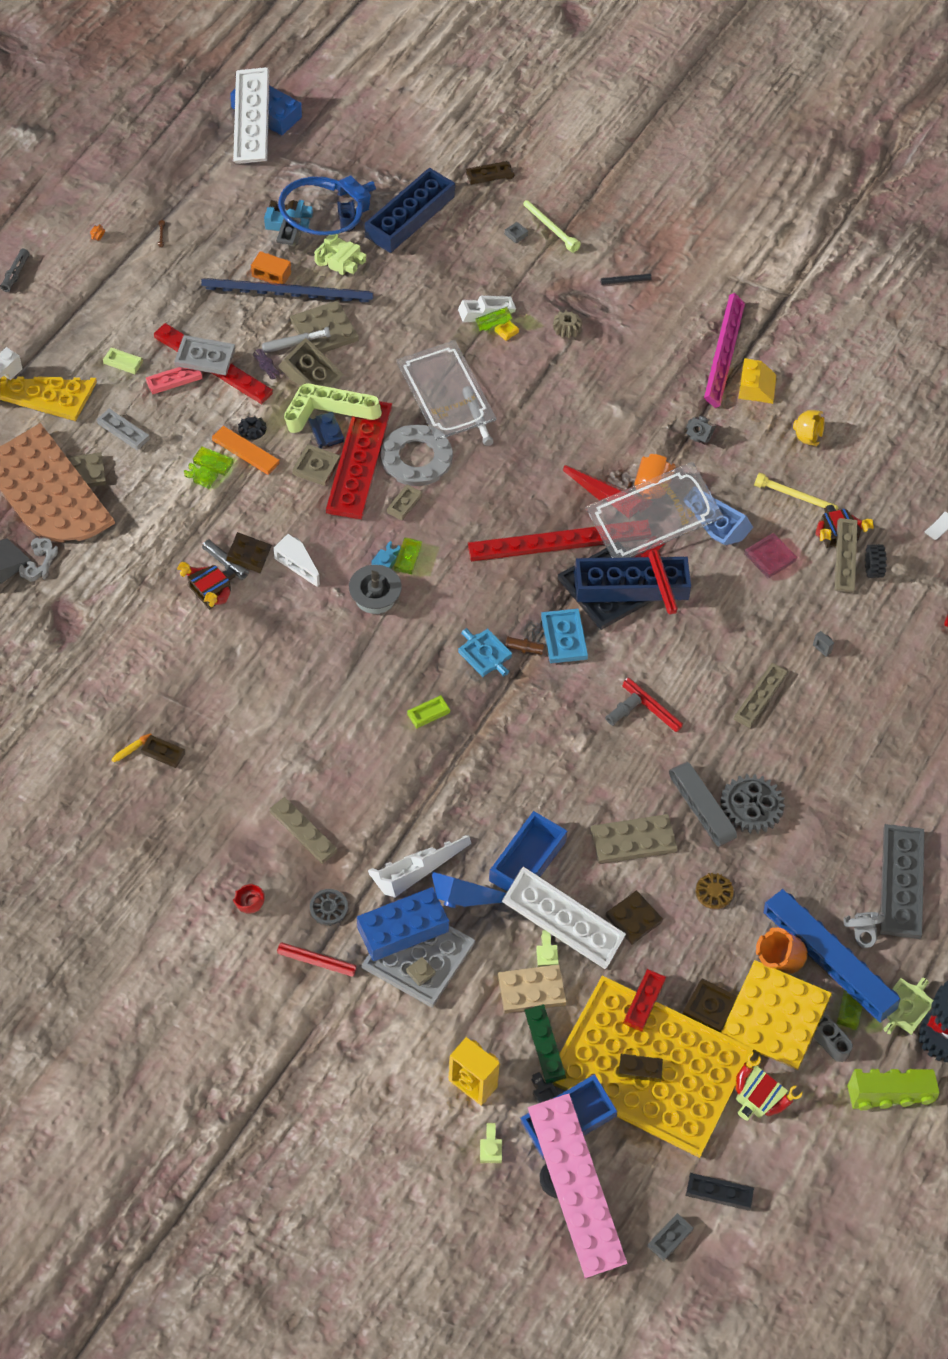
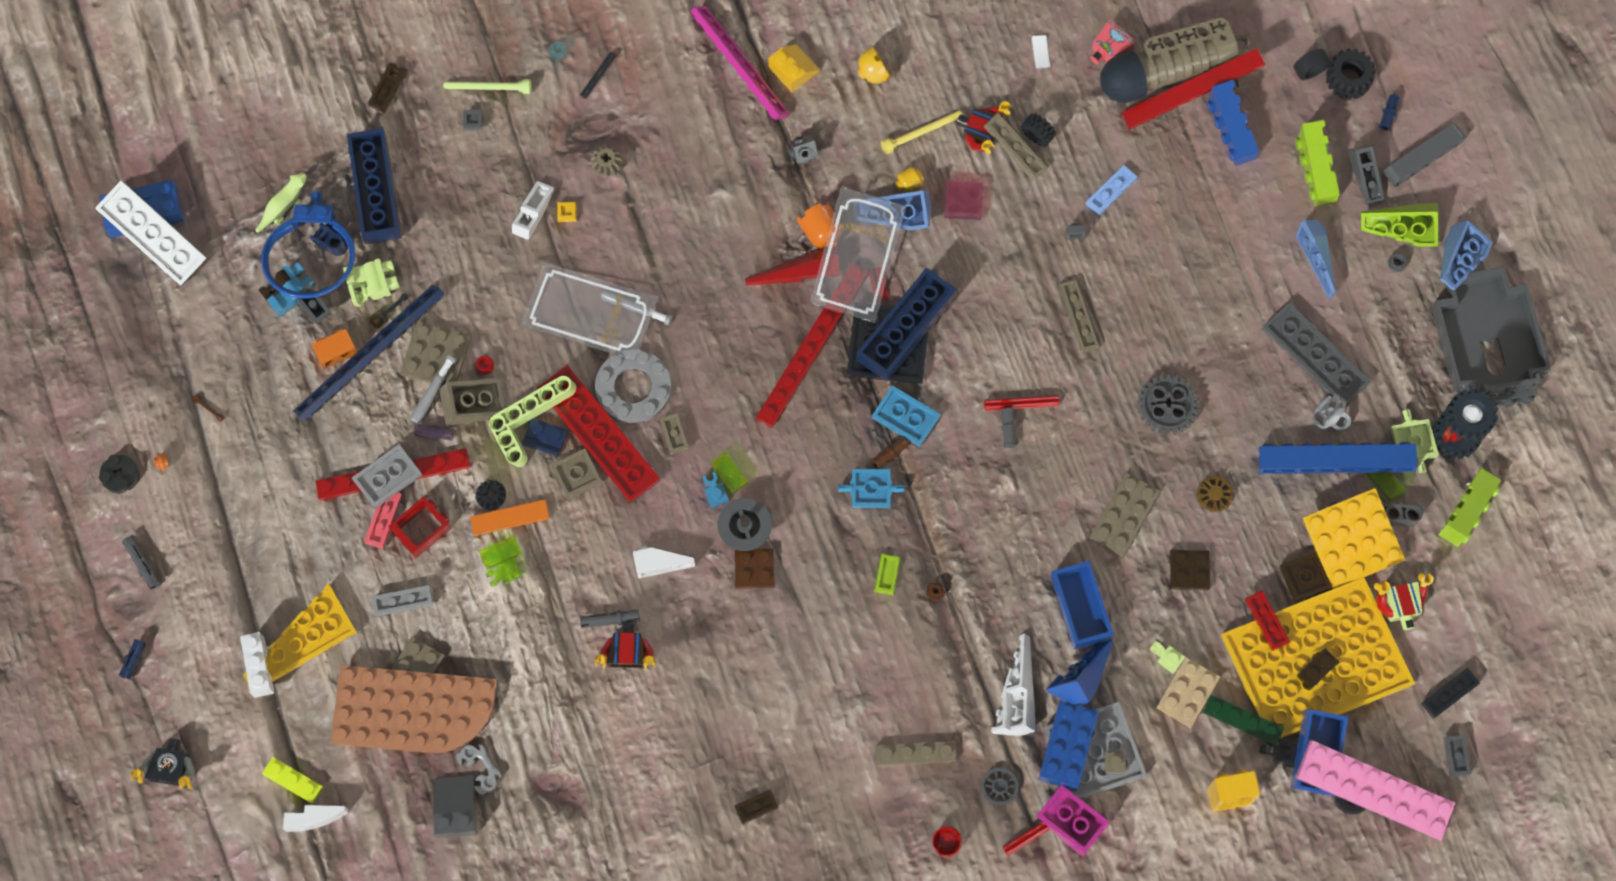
camera: 45 degrees left, 15 degrees up
(71, 211) = (114, 464): none -> pearl dark grey plate
(123, 360) = (324, 545): yellowish green tile -> none
(130, 748) = (730, 828): yellow piece -> none
(187, 389) = (396, 526): none -> red window
(248, 552) = (621, 595): dark brown plate -> none
(317, 278) = (377, 319): none -> hinge
(344, 359) = (484, 365): none -> red plate
(344, 975) = (1073, 820): none -> dark pink slope
(345, 168) = (282, 201): none -> yellowish green animal
(350, 623) = (754, 568): none -> reddish brown plate
(445, 757) = (935, 596): none -> reddish brown plate
(490, 1147) = (1291, 826): yellowish green plate -> none
(497, 317) = (550, 214): clear neon green plate -> none
(564, 917) = (1157, 623): white plate -> none
(618, 244) = (558, 46): none -> clear light blue plate
(663, 582) = (936, 306): red axle -> none
(703, 804) = (1138, 440): dark grey beam -> none
(750, 509) = (909, 180): none -> yellow head
(781, 951) = (1310, 492): orange cylinder -> none
(883, 646) = (1111, 190): none -> light blue tile

